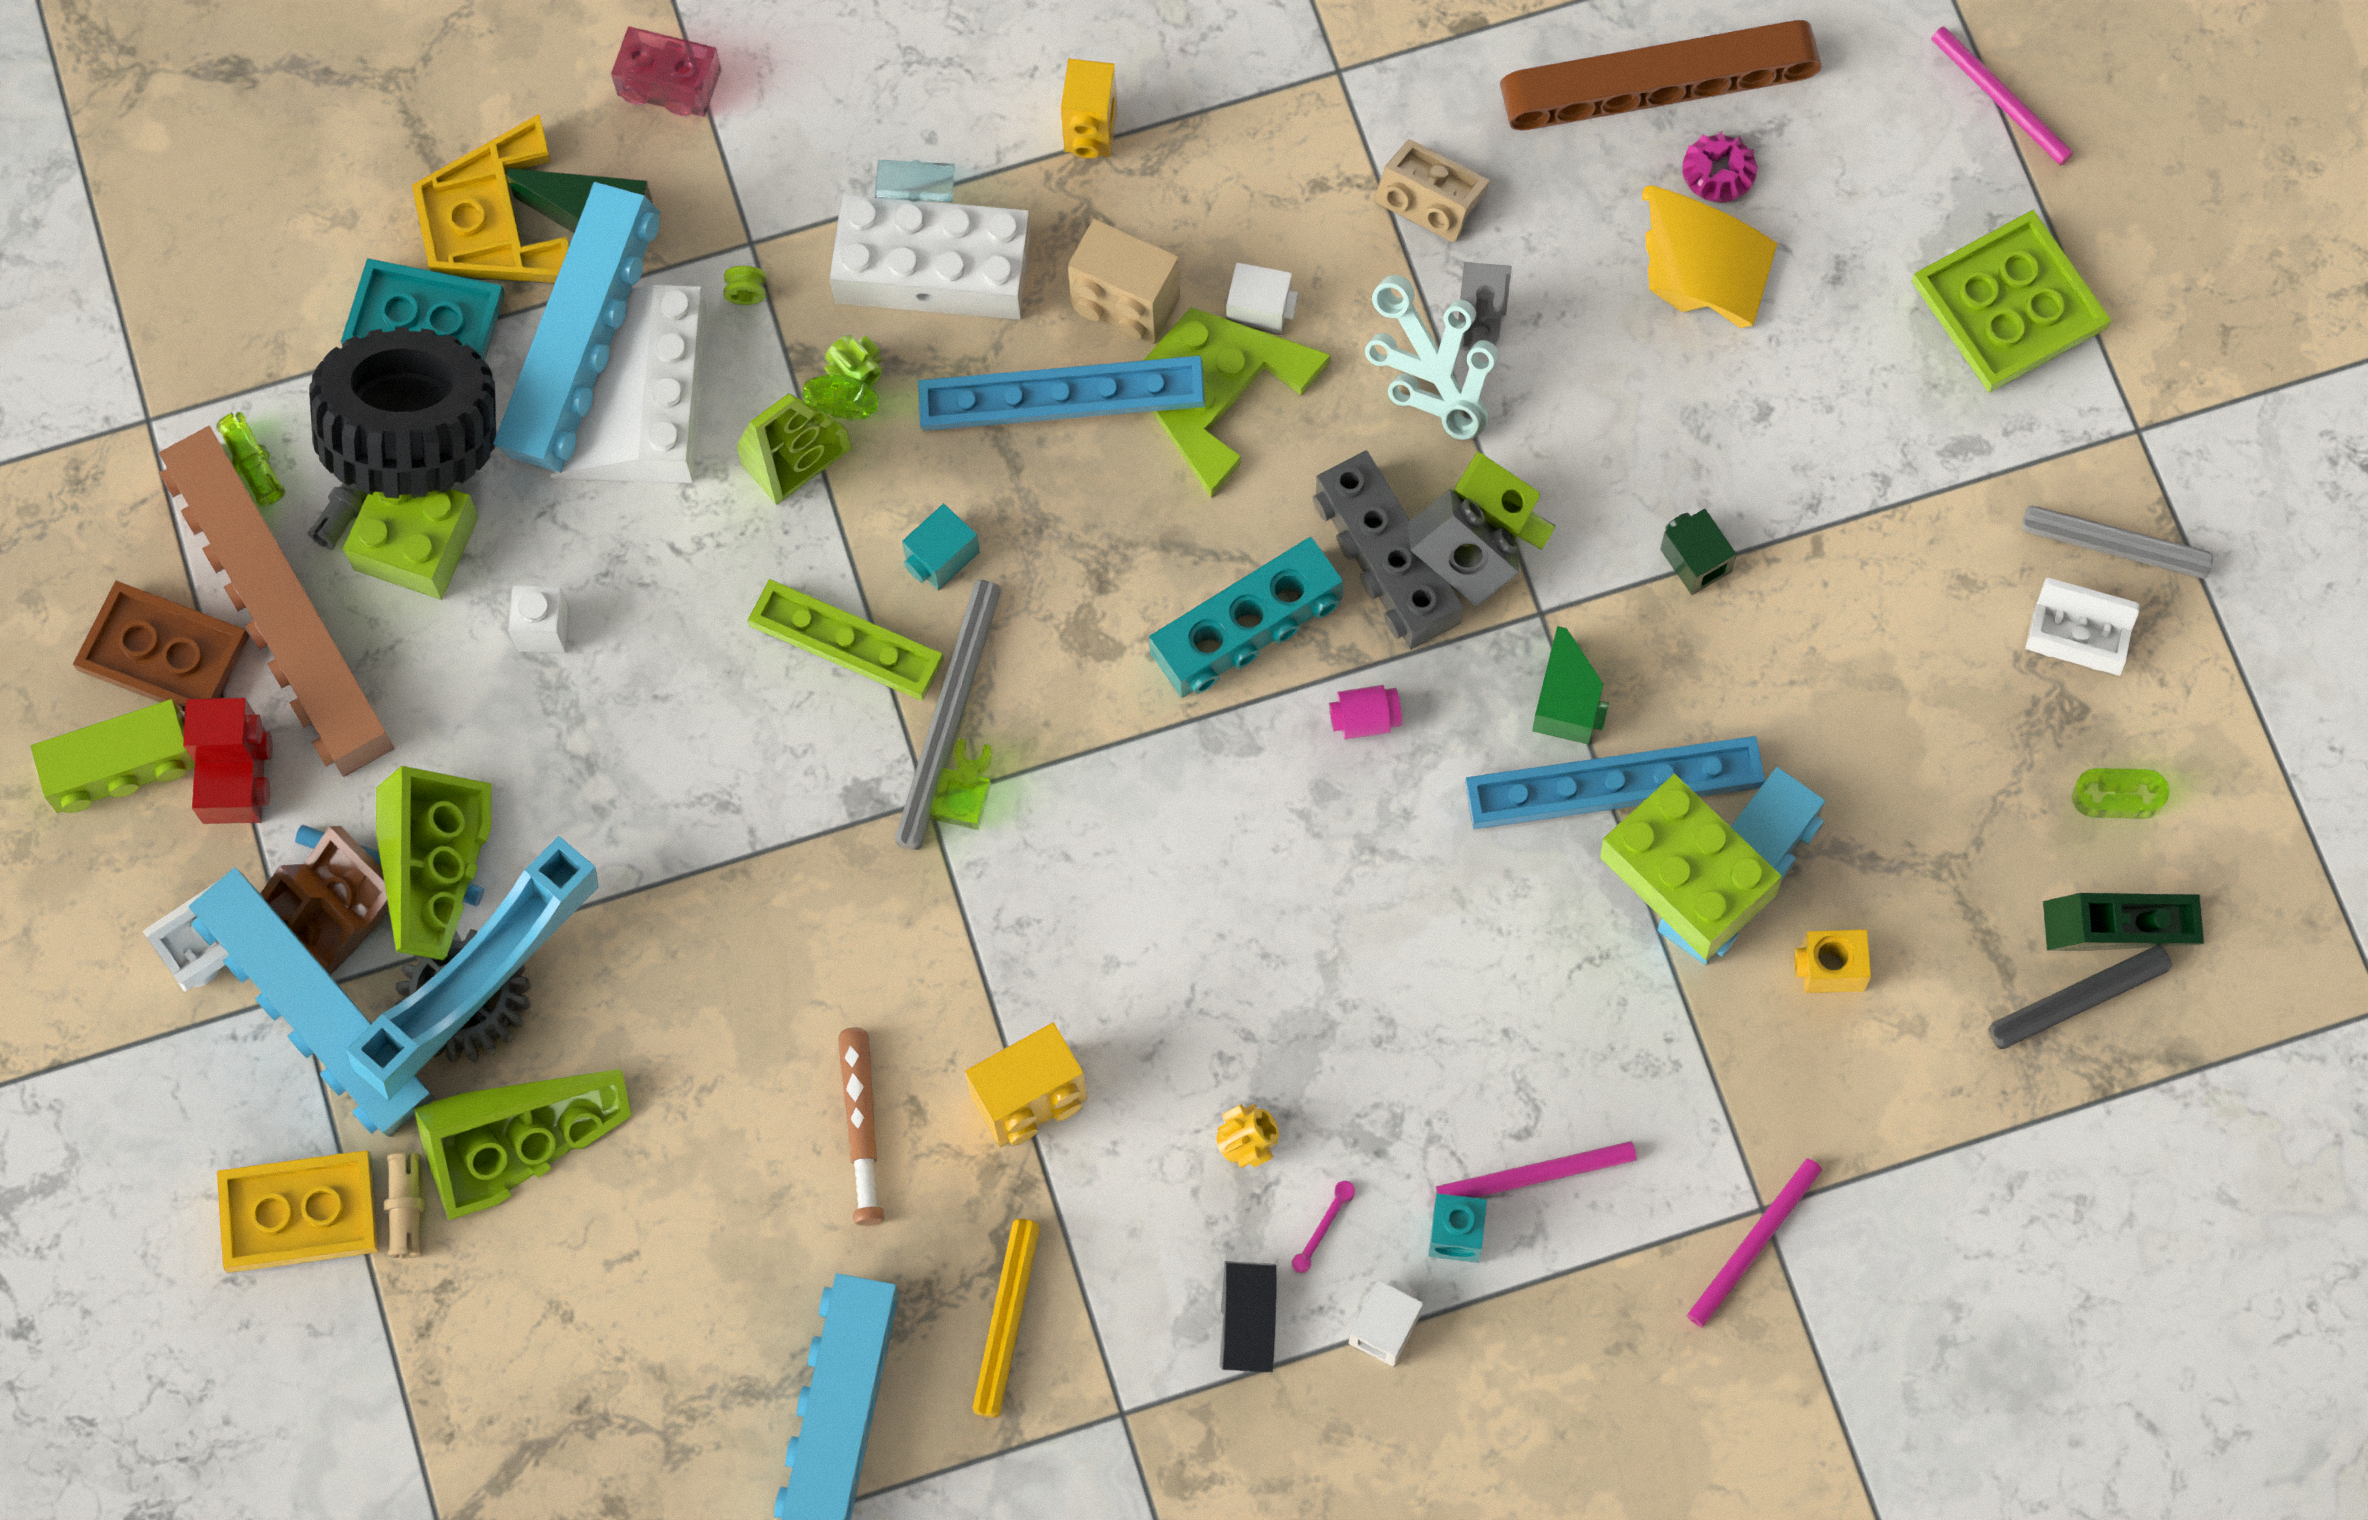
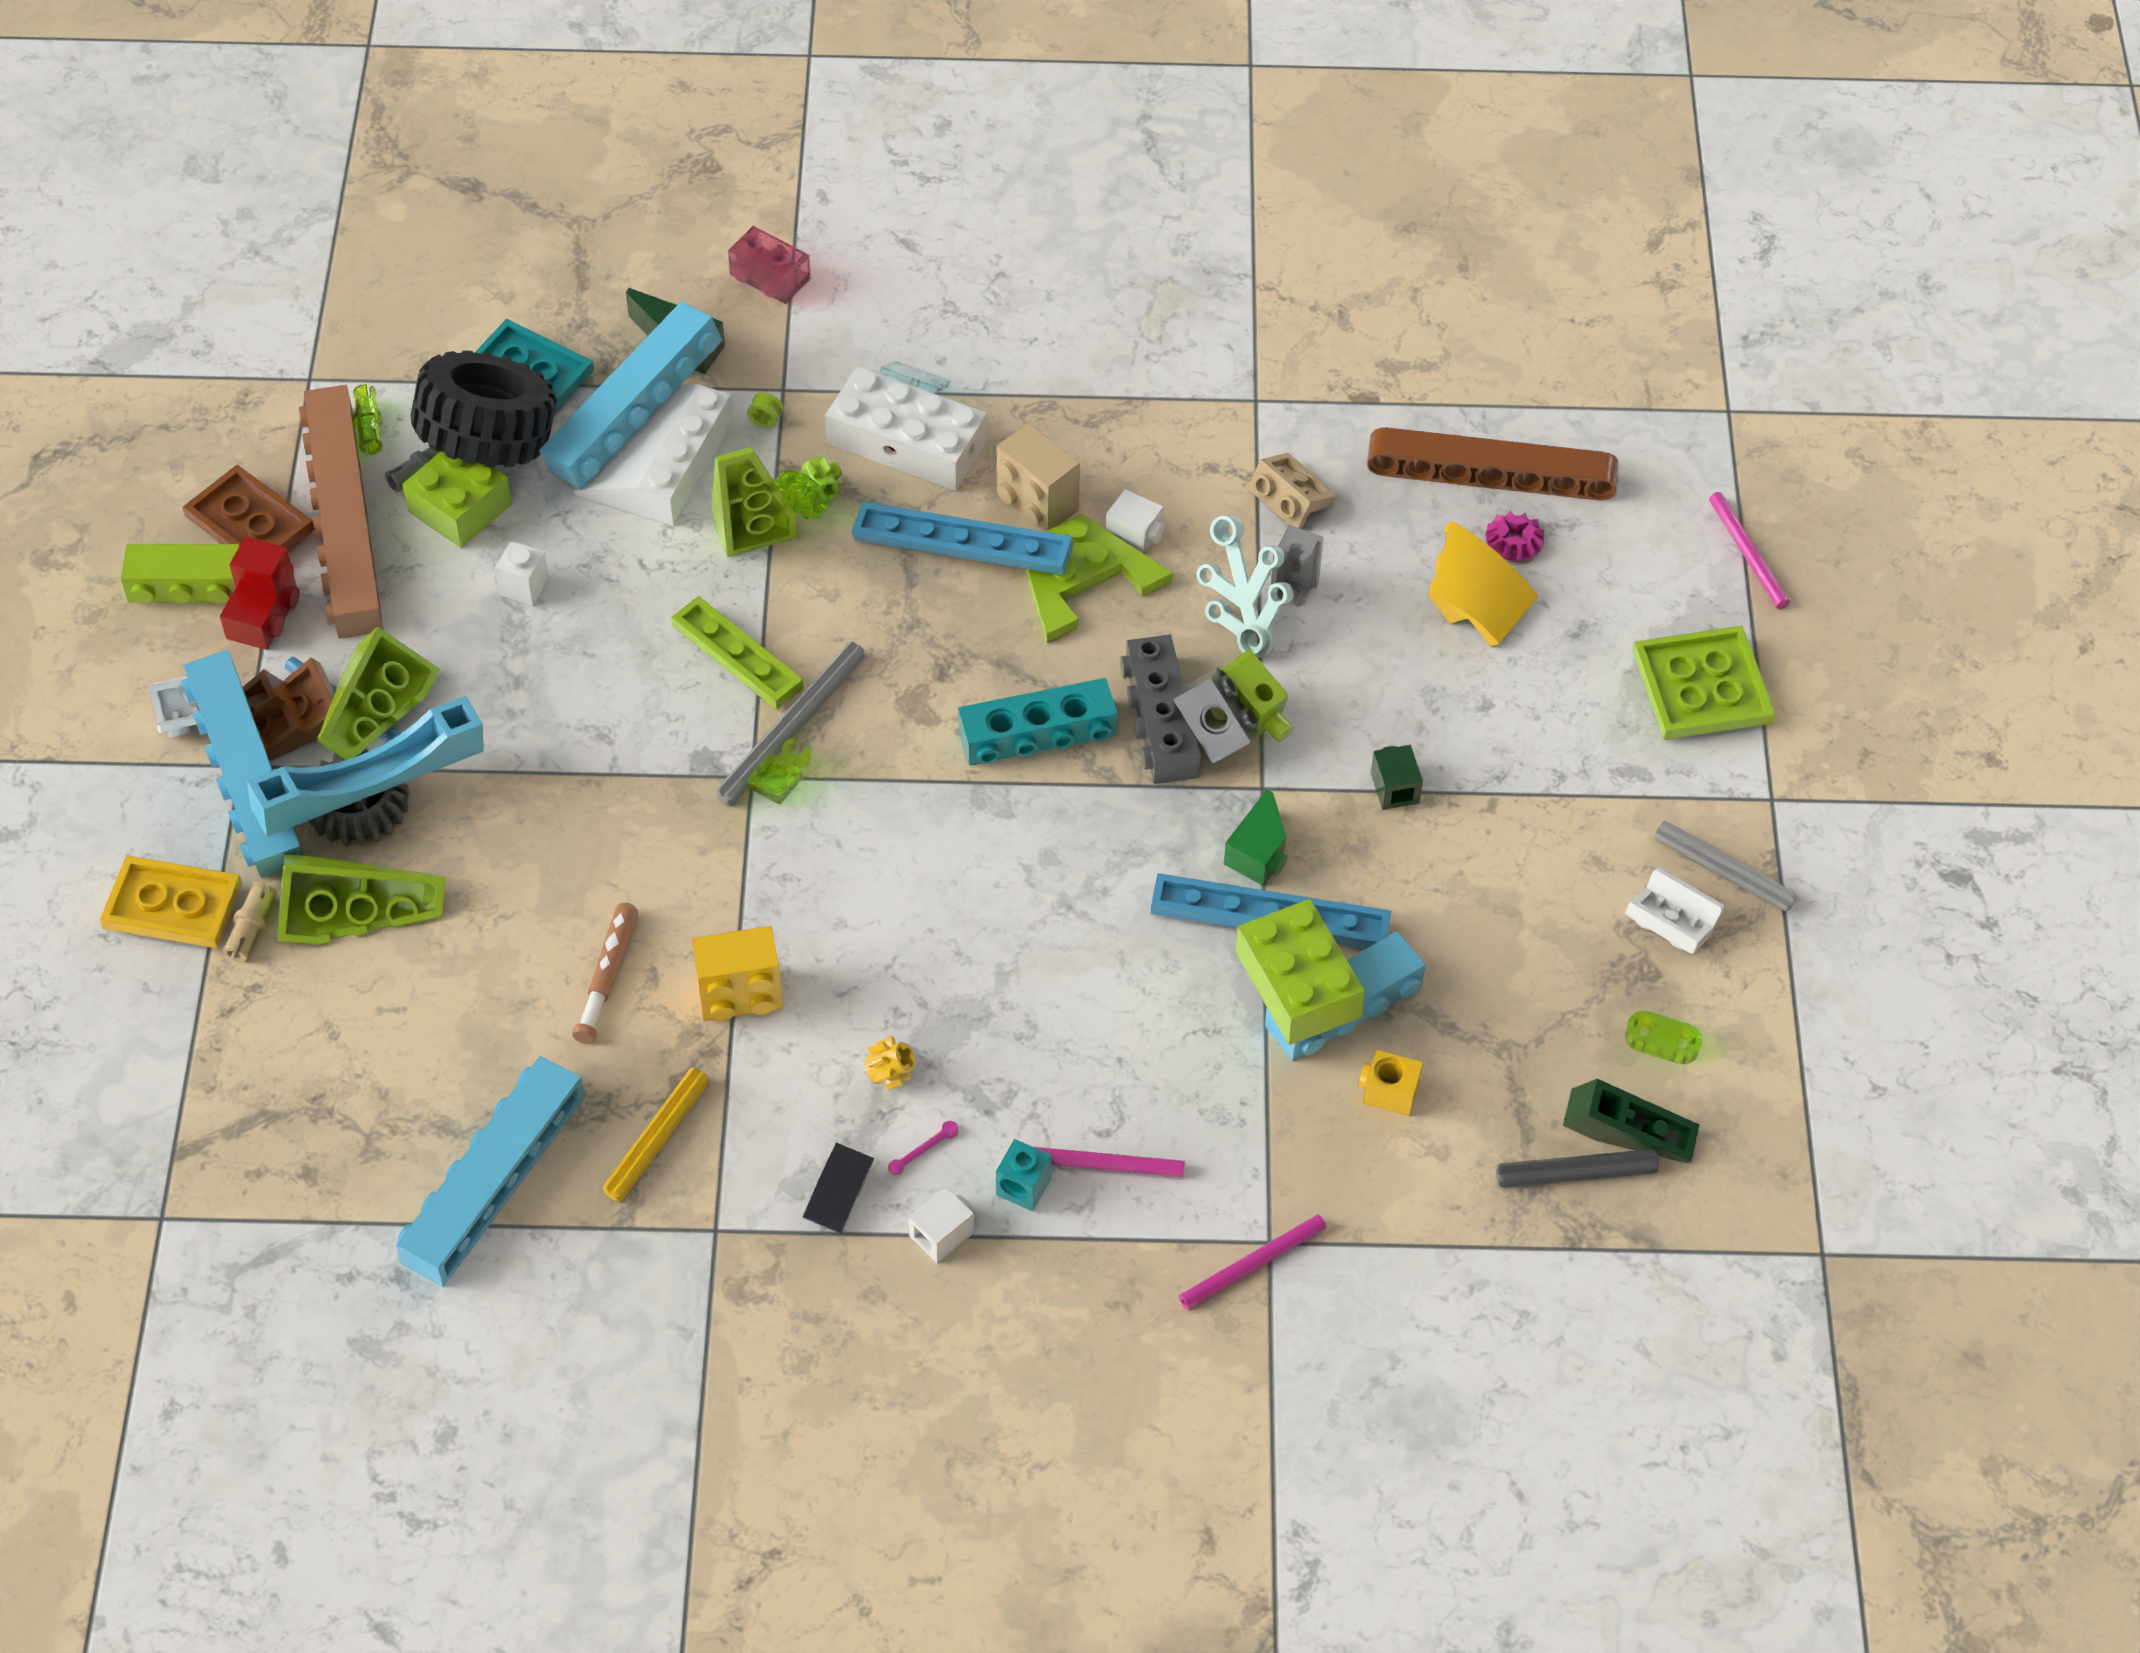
camera: 15 degrees right, 15 degrees down
(471, 217) = (592, 312): yellow wing -> none
(939, 547) = (831, 612): teal brick -> none
(1089, 108) = (1059, 363): yellow brick -> none
(1365, 711) = (1100, 809): dark pink brick -> none

